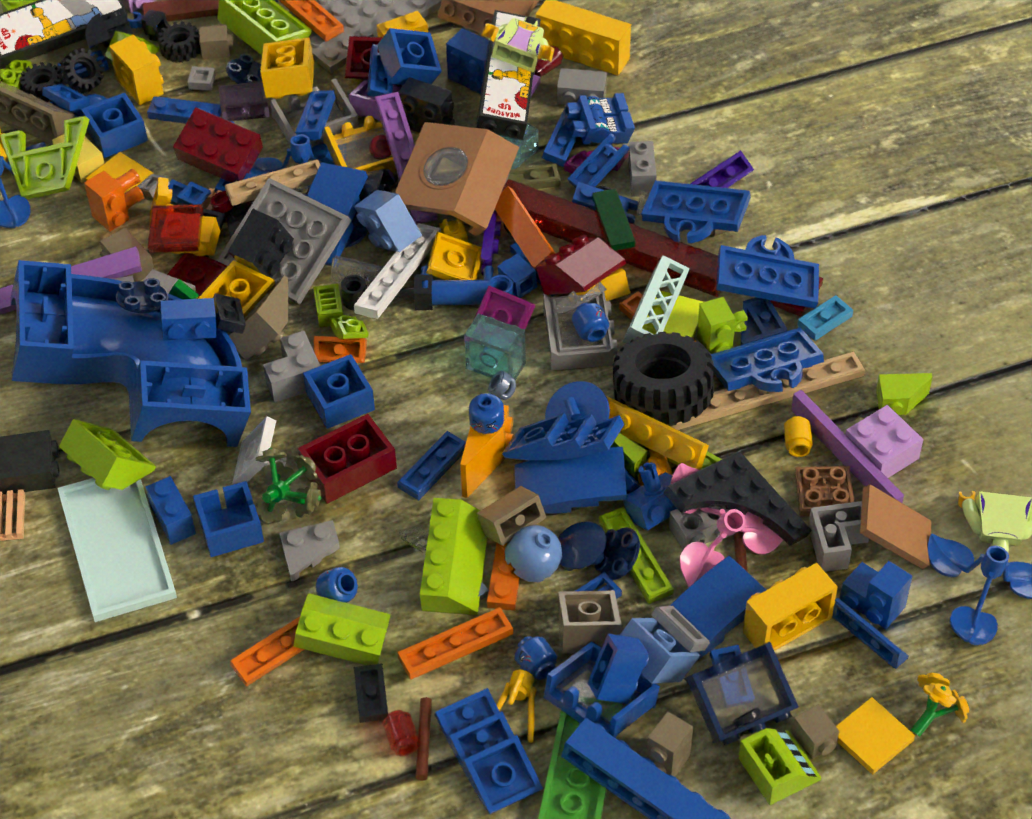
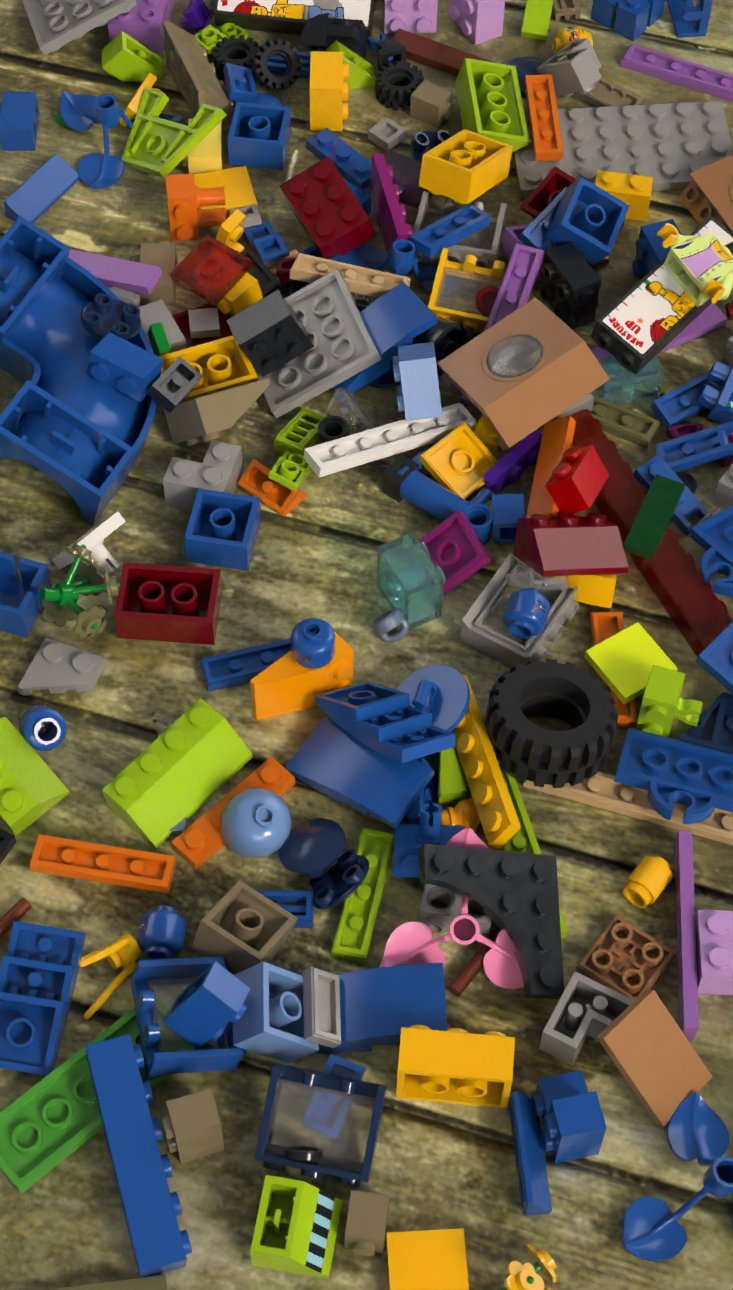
camera: 35 degrees right, 5 degrees up
(194, 269) = (204, 323): none -> light grey tile
(273, 132) = (385, 203): none -> magenta tile
(511, 514) = (261, 766): dark tan brick -> none
(549, 222) = (577, 479): none -> red brick
(648, 299) = (639, 613): light aqua fence -> none

